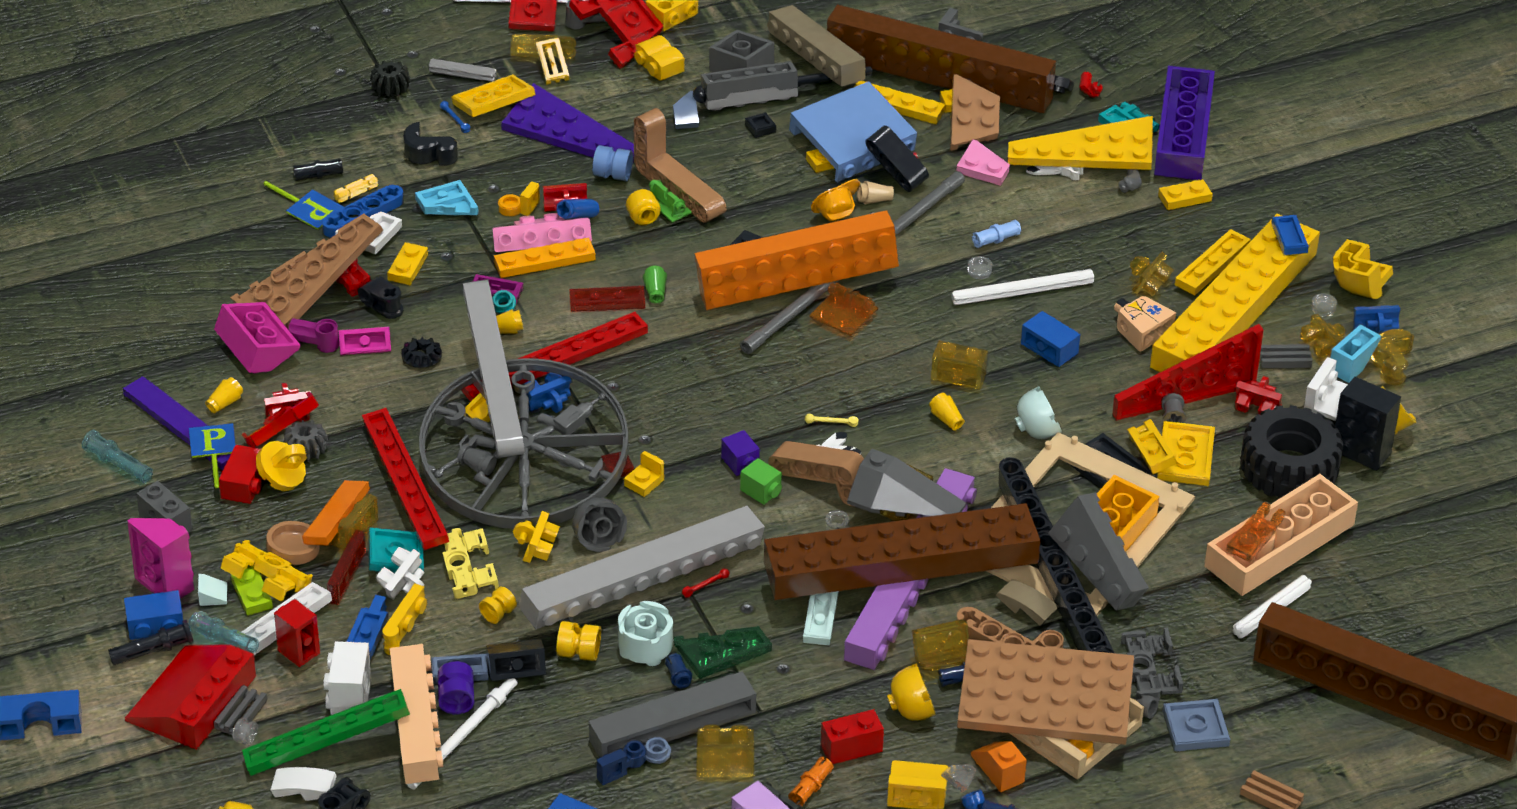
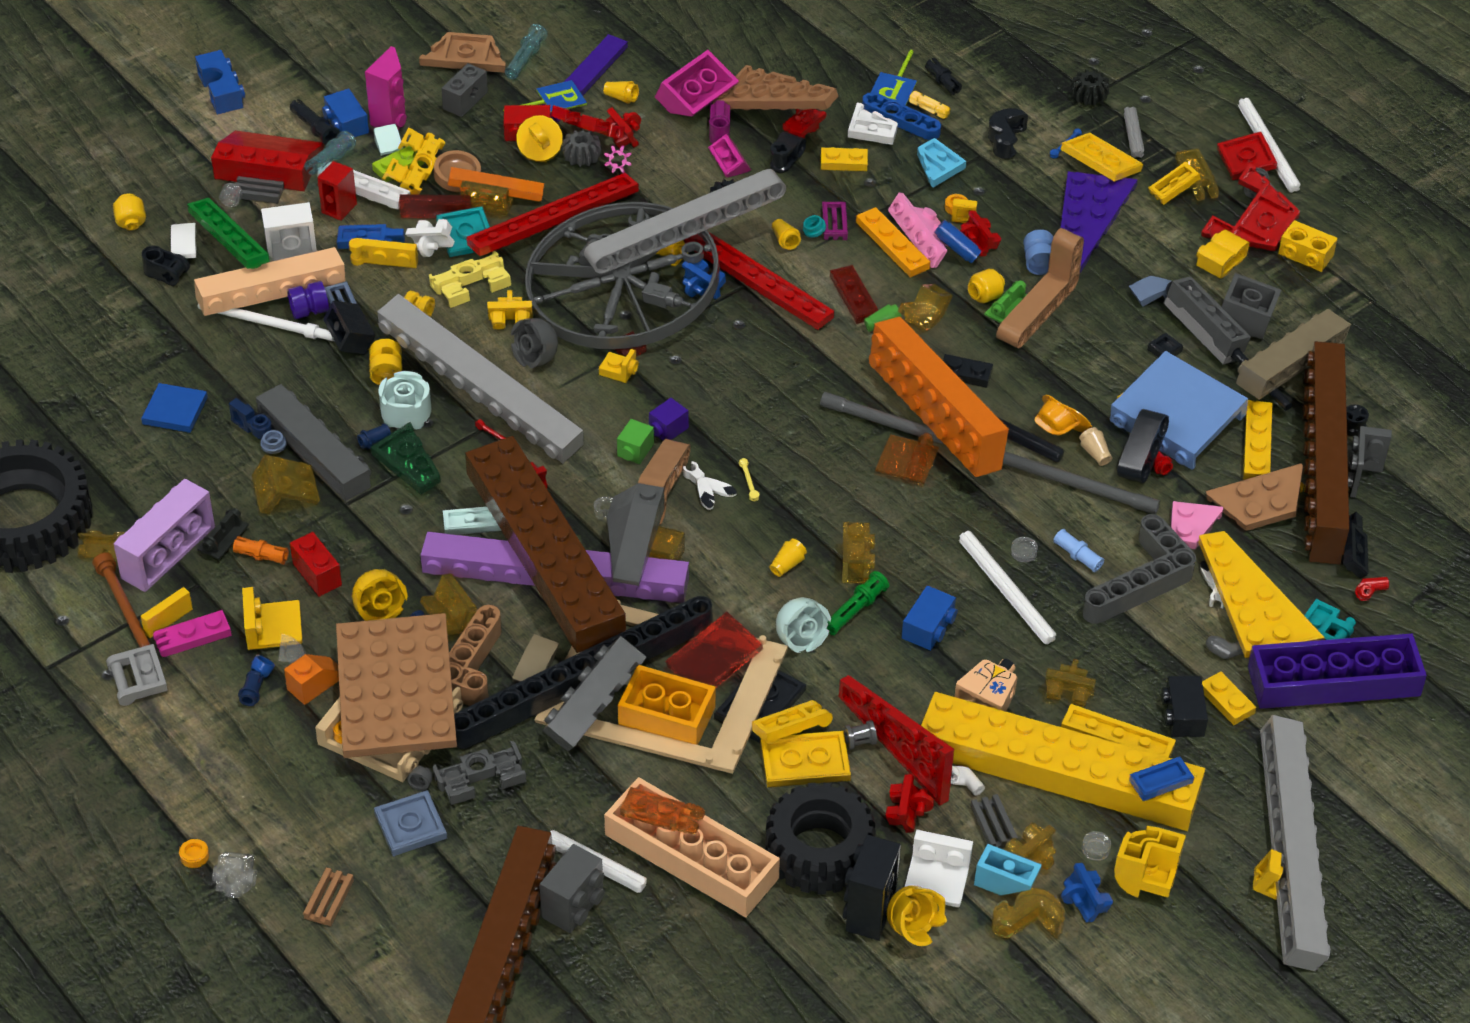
camera: 75 degrees right, 5 degrees up
(93, 503) = (458, 49): none -> medium nougat wing
(339, 415) = (620, 152): none -> dark pink gear
(657, 249) = (928, 306): none -> clear yellow brick
(1008, 372) = (862, 597): none -> green pin
(1036, 182) = (1171, 568): none -> dark grey beam
(1054, 477) = (715, 652): none -> clear red tile
(1194, 215) = (1185, 706): none -> black brick
(1318, 601) = (572, 888): none -> dark grey brick
(1351, 192) = (1294, 835): none -> light grey brick
(1385, 212) = (1267, 873): none -> yellow bracket

